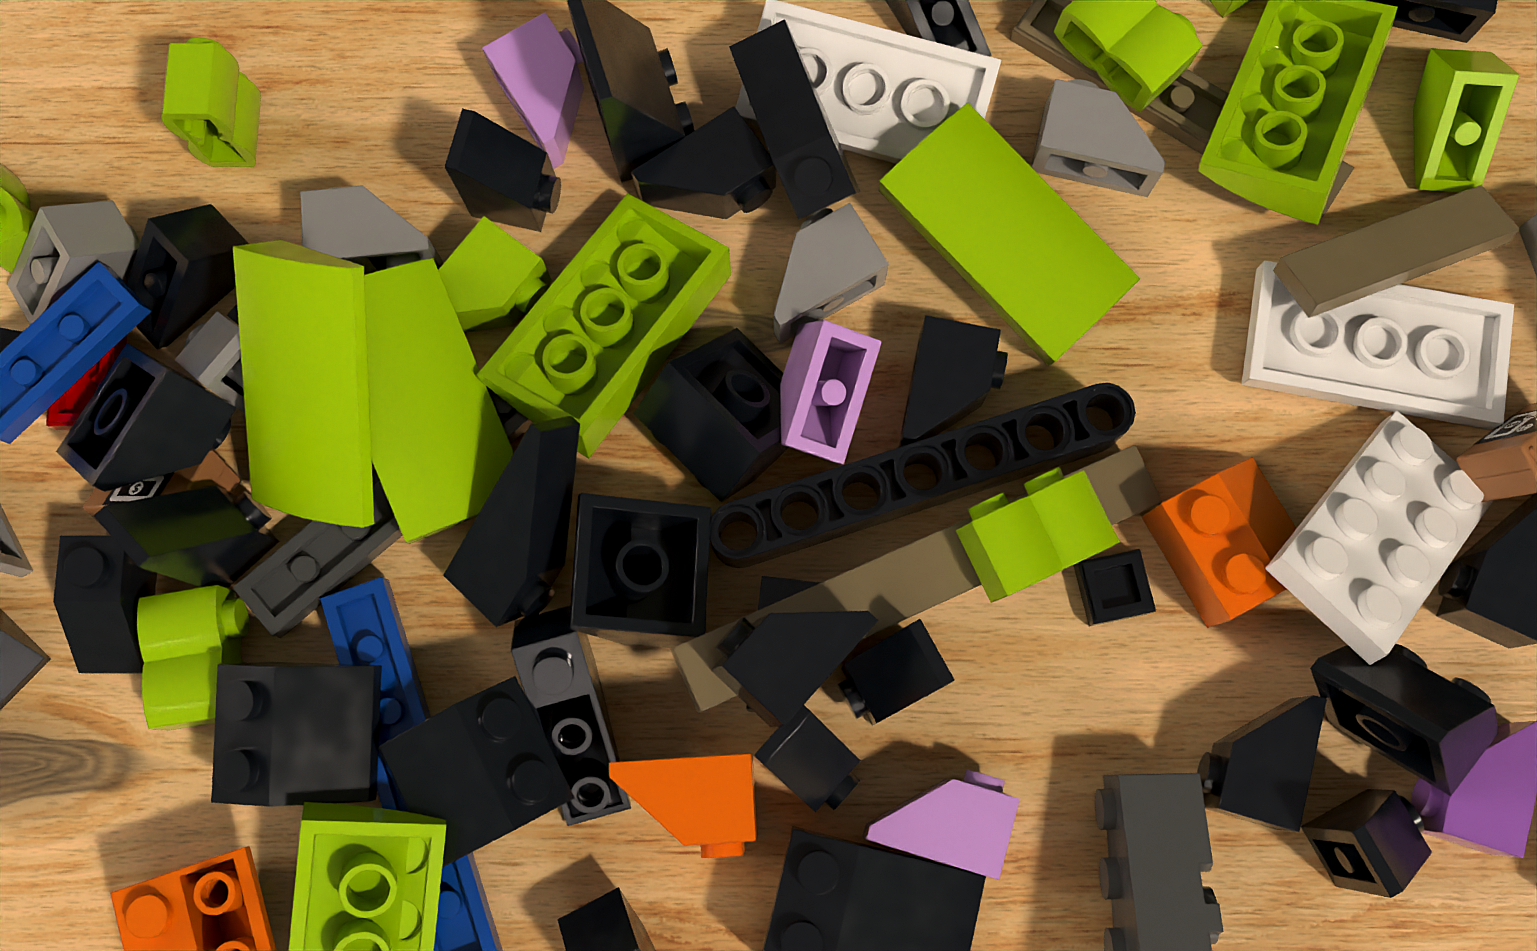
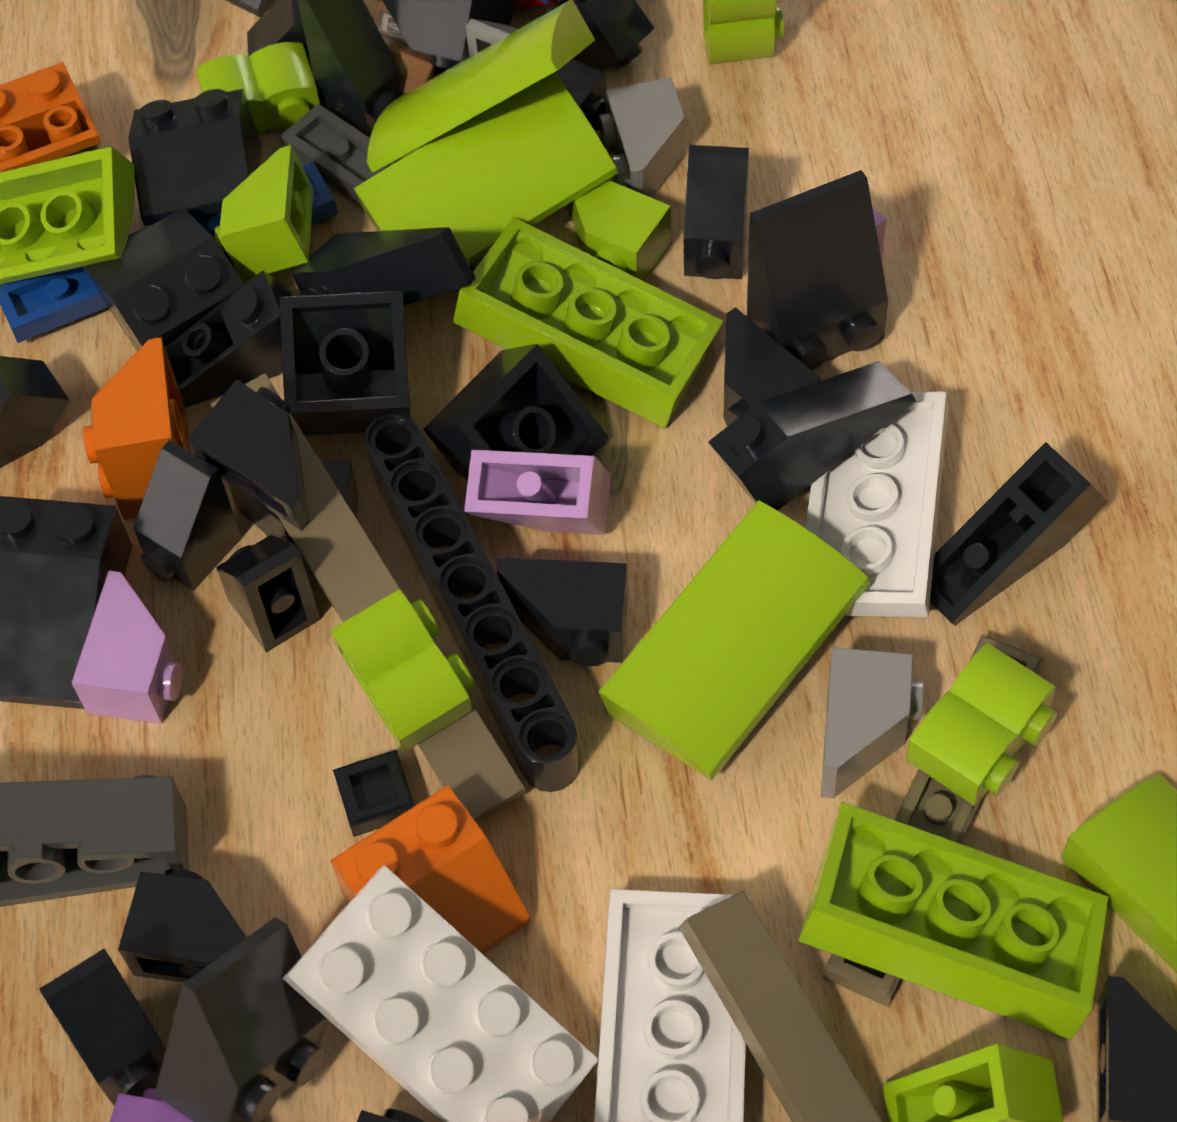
camera: 85 degrees right, 20 degrees down
(421, 645) = (268, 217): none -> lime slope
(827, 269) = (671, 489): light grey slope -> none

